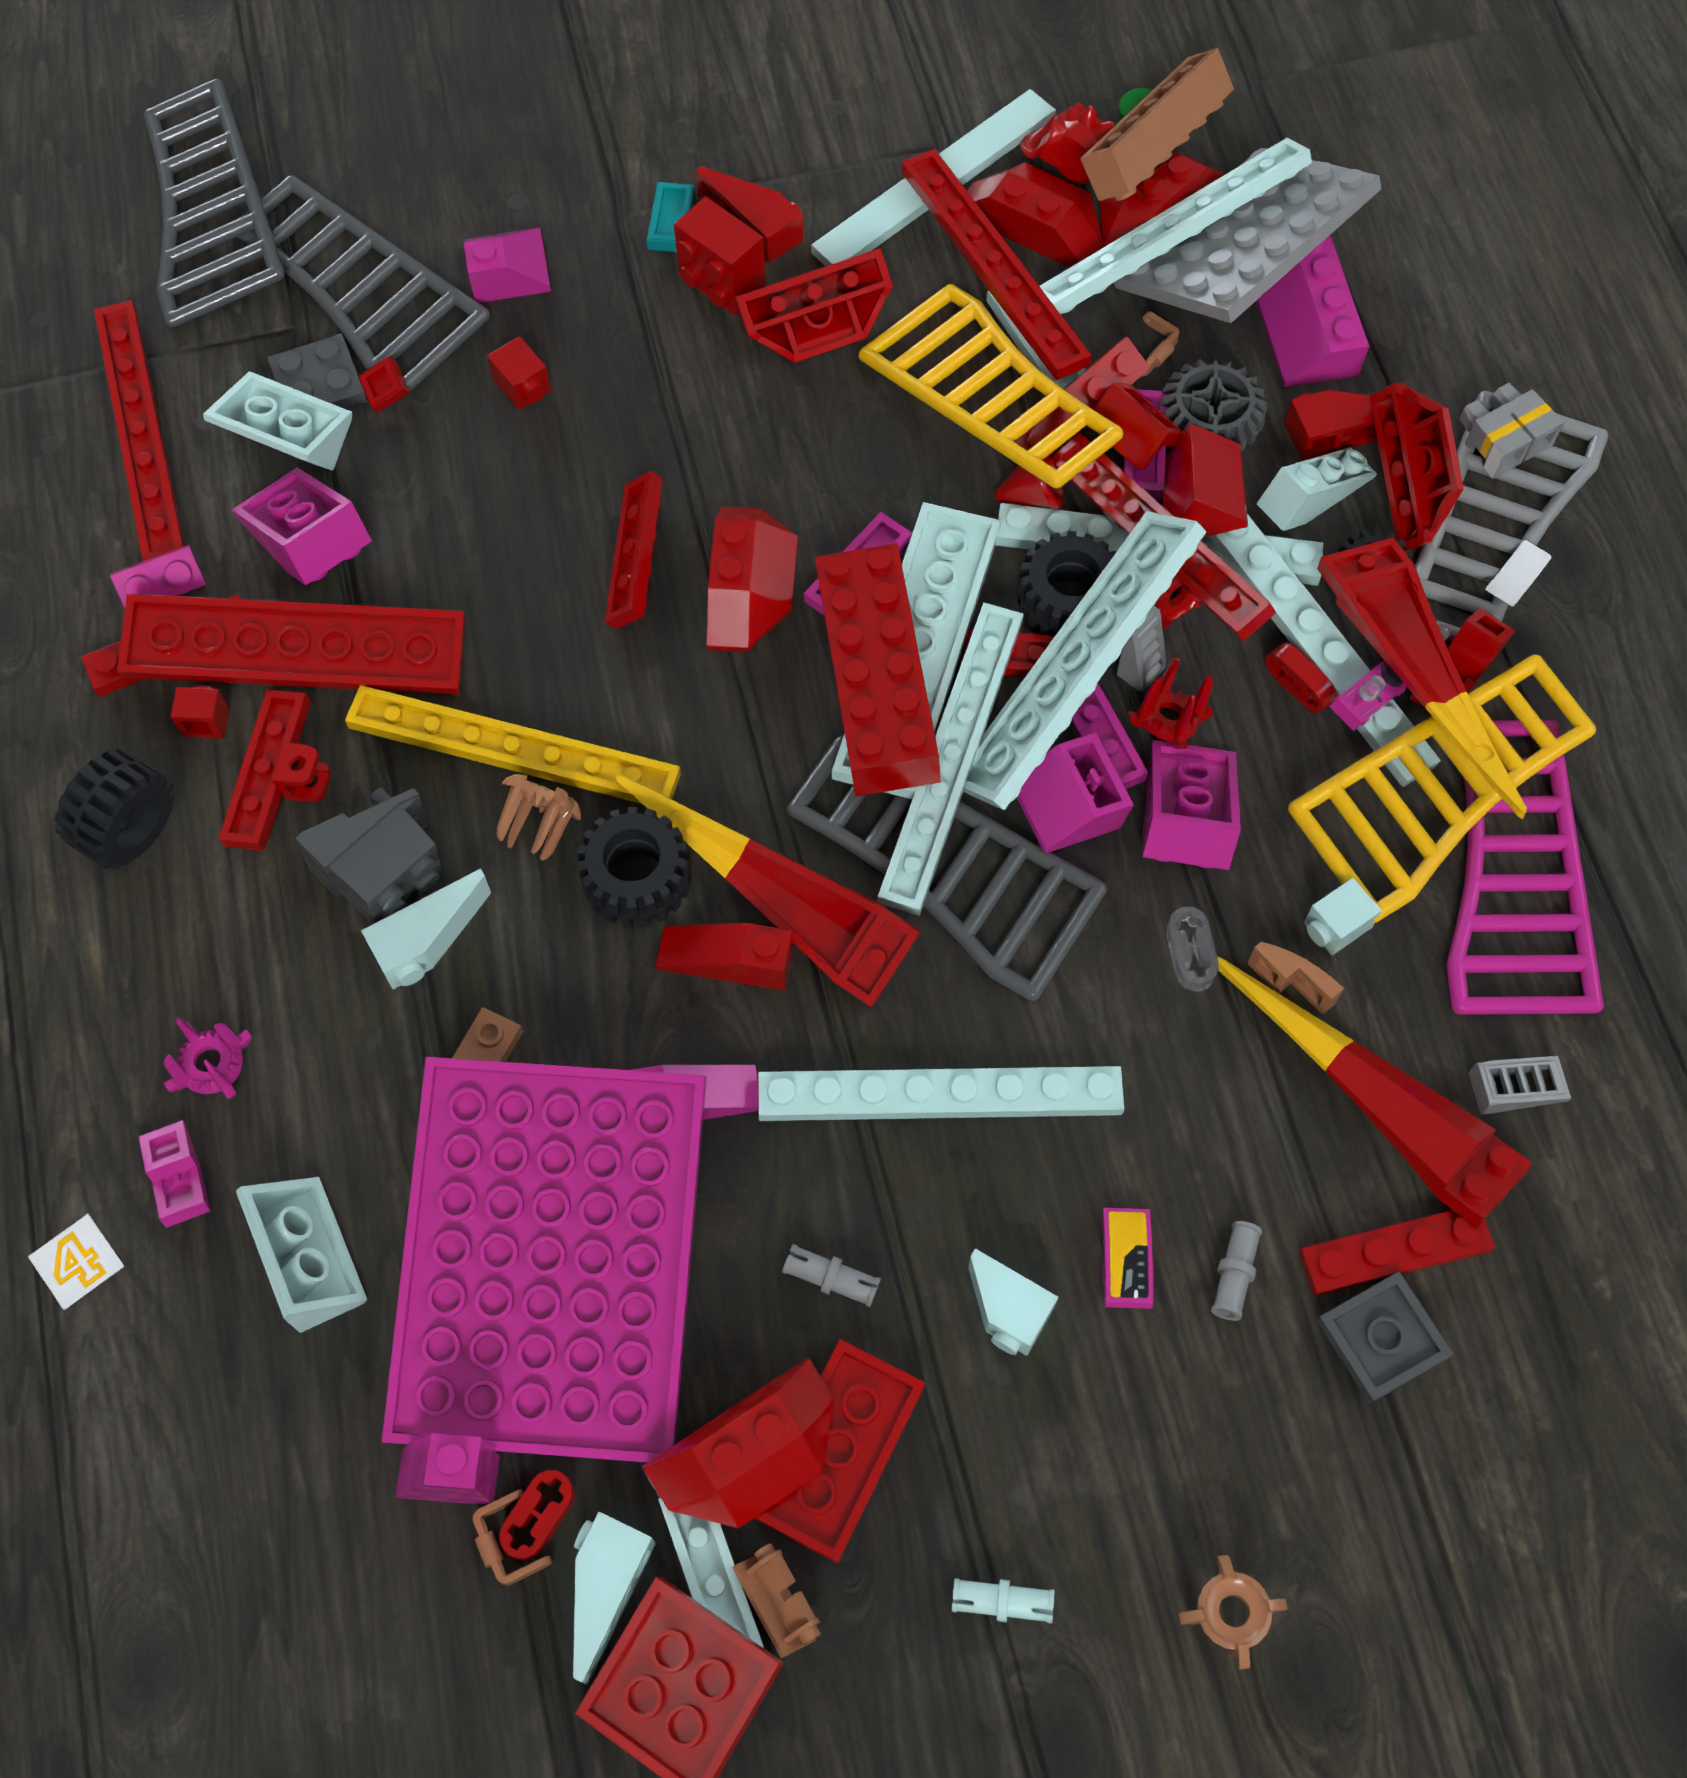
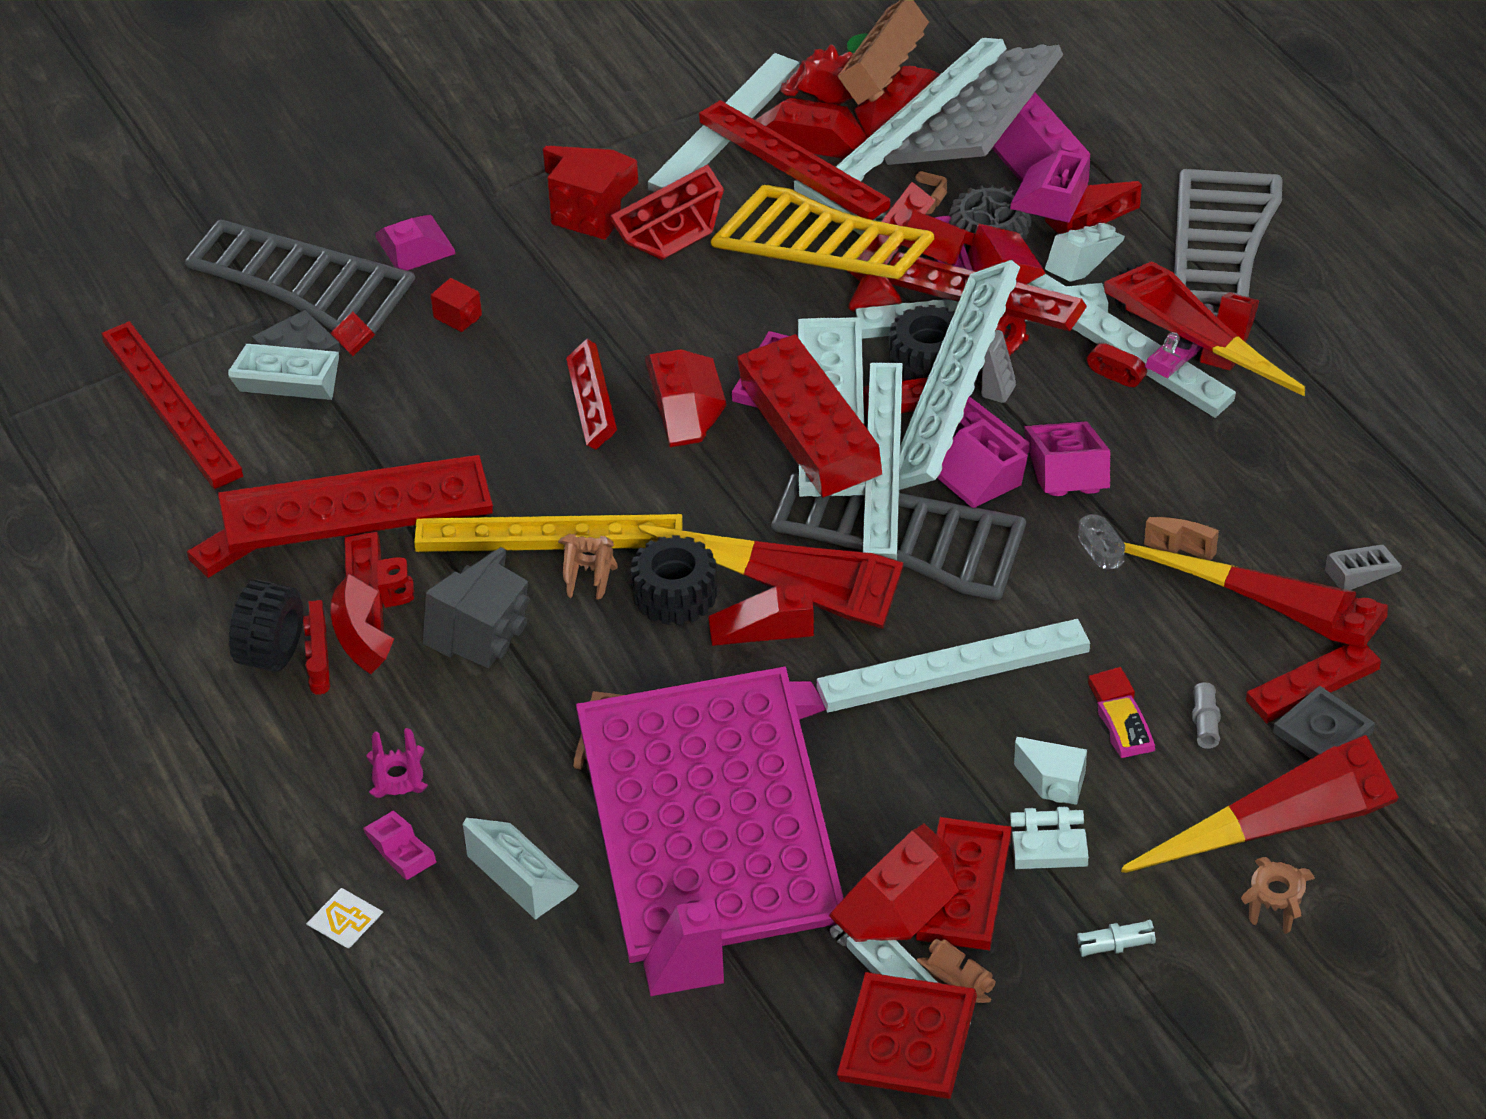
camera: 15 degrees left, 20 degrees down
(162, 575) = (238, 478): dark pink plate -> none
(173, 222) = (136, 270): dark grey bar -> none
(178, 847) = (317, 648): none -> red plate
(200, 712) = (298, 563): red plate -> none
(221, 814) = (349, 611): none -> red brick
(304, 525) = (329, 432): dark pink slope -> none
(422, 932) = (526, 658): light aqua slope -> none
(490, 1549) = (735, 1006): nougat piece -> none
(527, 1509) = (767, 977): red beam -> none
(605, 1577) = (826, 995): light aqua slope -> none
(669, 205) = (530, 187): teal tile -> none
(831, 1275) = (918, 786): light grey pin -> none
(968, 1420) = (1049, 847): none -> light aqua plate
(1130, 1184) = (1110, 685): none -> red tile
(1191, 709) = (1044, 401): red piece -> none
(1302, 391) = (1053, 186): none -> dark pink slope
(1341, 917) = (1201, 496): light aqua brick -> none
(1354, 1445) = (1326, 789): none -> red plate
(1416, 461) = (1150, 211): red wedge -> none
(1460, 822) = (1225, 367): yellow bar -> none
(1513, 431) = (1211, 183): light grey hips -> none
(1518, 573) = (1249, 269): white sticker -> none
(1572, 881) = (1288, 459): dark pink bar -> none

